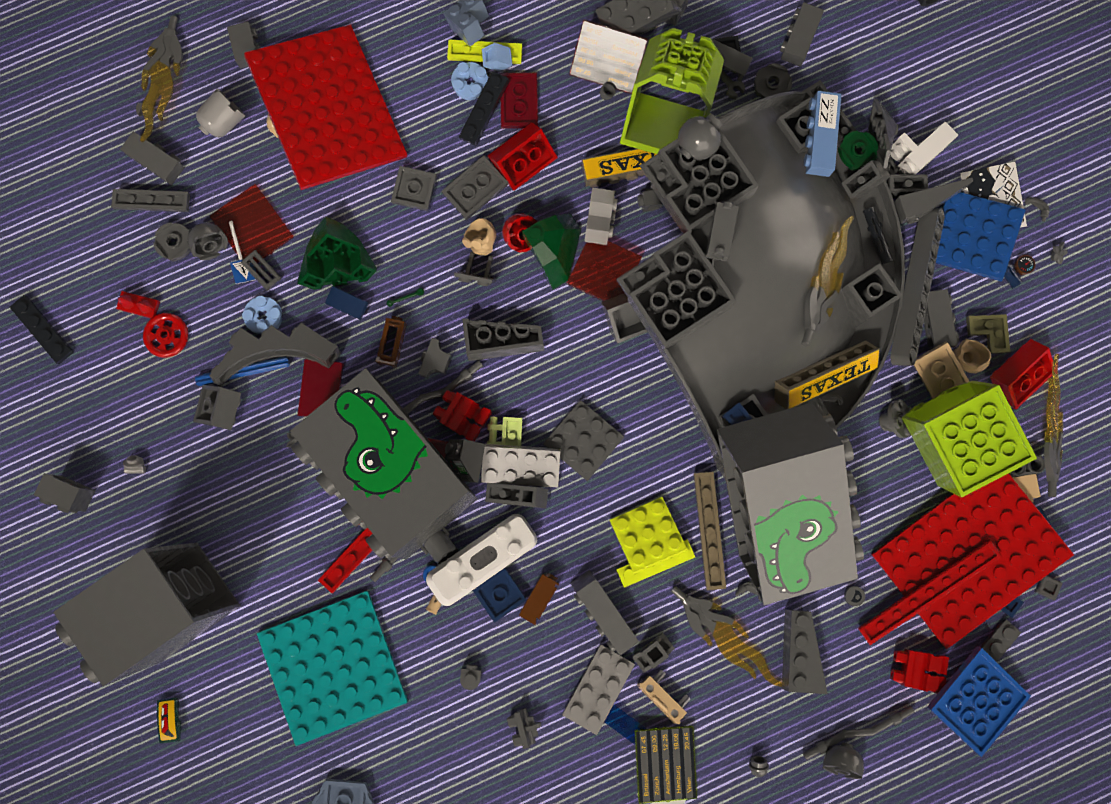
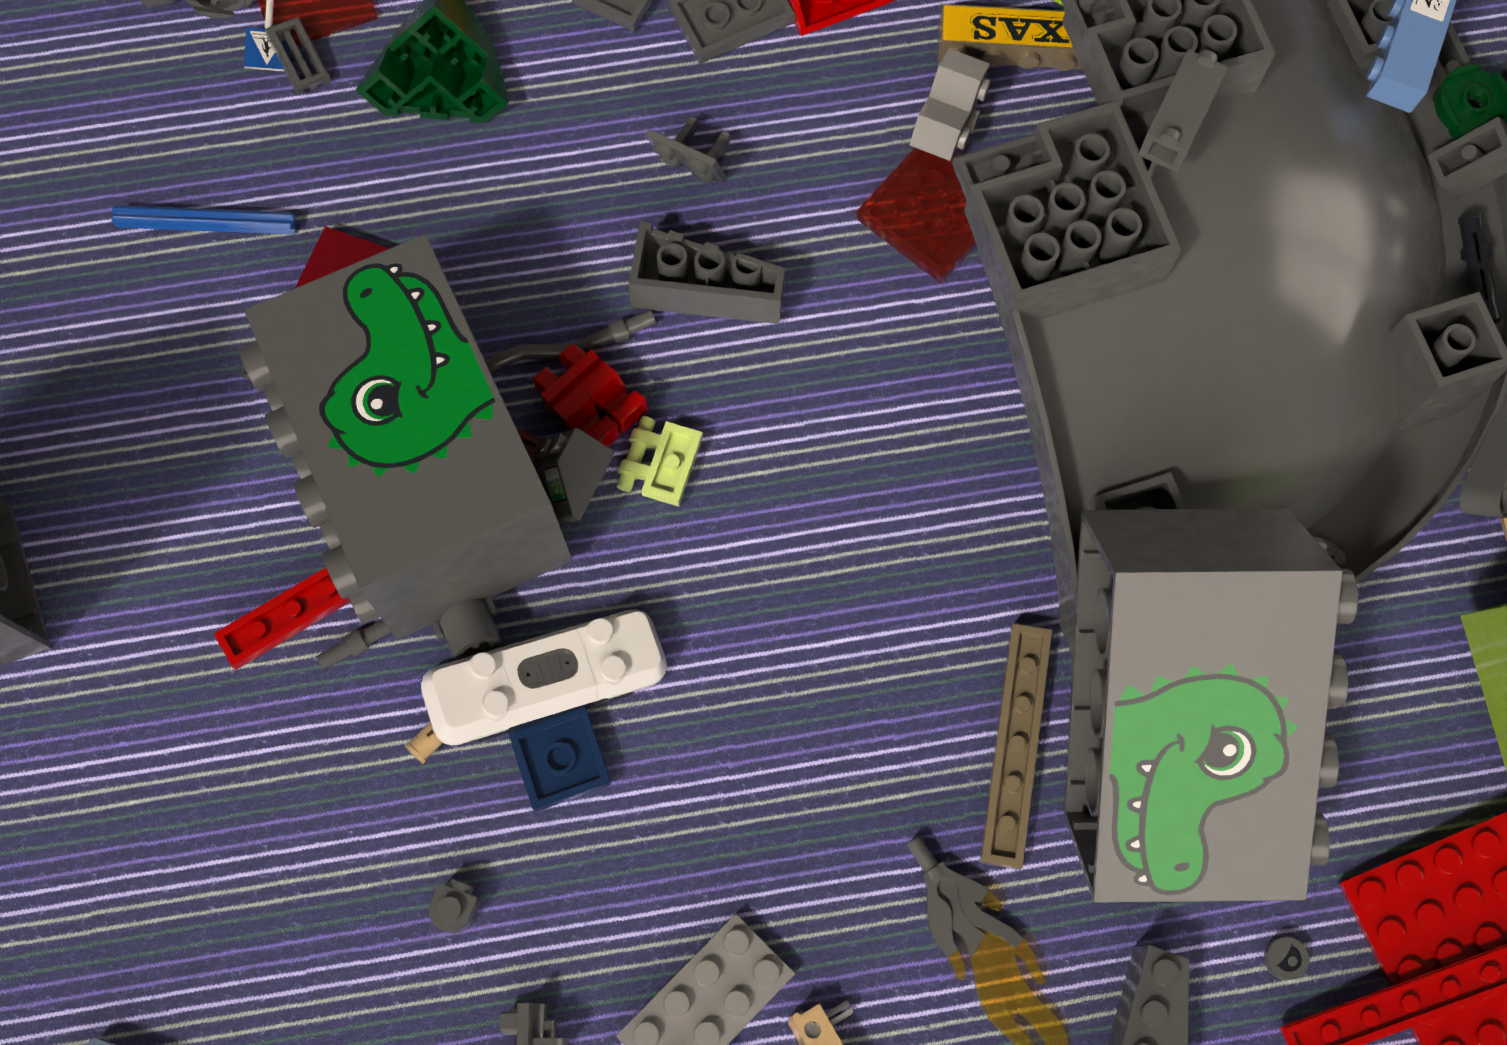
camera: 15 degrees right, 10 degrees down
(137, 305) = (56, 61): red tile -> none
(161, 350) = (106, 143): red plate -> none
(217, 407) = (136, 269): dark grey slope -> none
(258, 305) = (270, 115): light blue plate -> none
(273, 343) = (274, 182): dark grey arch -> none
(332, 668) = (185, 817): teal plate -> none
(346, 303) = (435, 147): dark blue slope -> none
(393, 359) = (507, 241): reddish brown window -> none
(420, 292) = (576, 167): dark green hinge -> none
(434, 360) = (566, 287): dark grey brick -> none
(480, 237) = (716, 92): tan hair -> none
(513, 230) = (795, 100): red cylinder -> none
(516, 495) = (652, 575): dark grey slope -> none
(520, 465) = (674, 519): light grey plate -> none
(539, 598) = (637, 785): reddish brown window -> none
(554, 246) = (851, 137): dark green brick -> none
(584, 440) = (810, 508): dark grey plate -> none
(604, 612) = (761, 851): dark grey wedge -> none
(622, 319) = (952, 295): dark grey piece -> none
(628, 578) = (890, 781): neon yellow plate -> none
(648, 535) = (889, 720): neon yellow plate -> none
(649, 200) = (1050, 103): dark grey plate -> none
(653, 653) = (839, 959): dark grey brick -> none
(736, 415) = (1127, 495): dark blue plate -> none
(746, 587) = (1074, 884): dark grey piece -> none
(826, 285) = (1356, 306): piece -> none
(826, 375) = (1331, 486): brick -> none
(893, 421) = (1442, 622): dark grey plate -> none

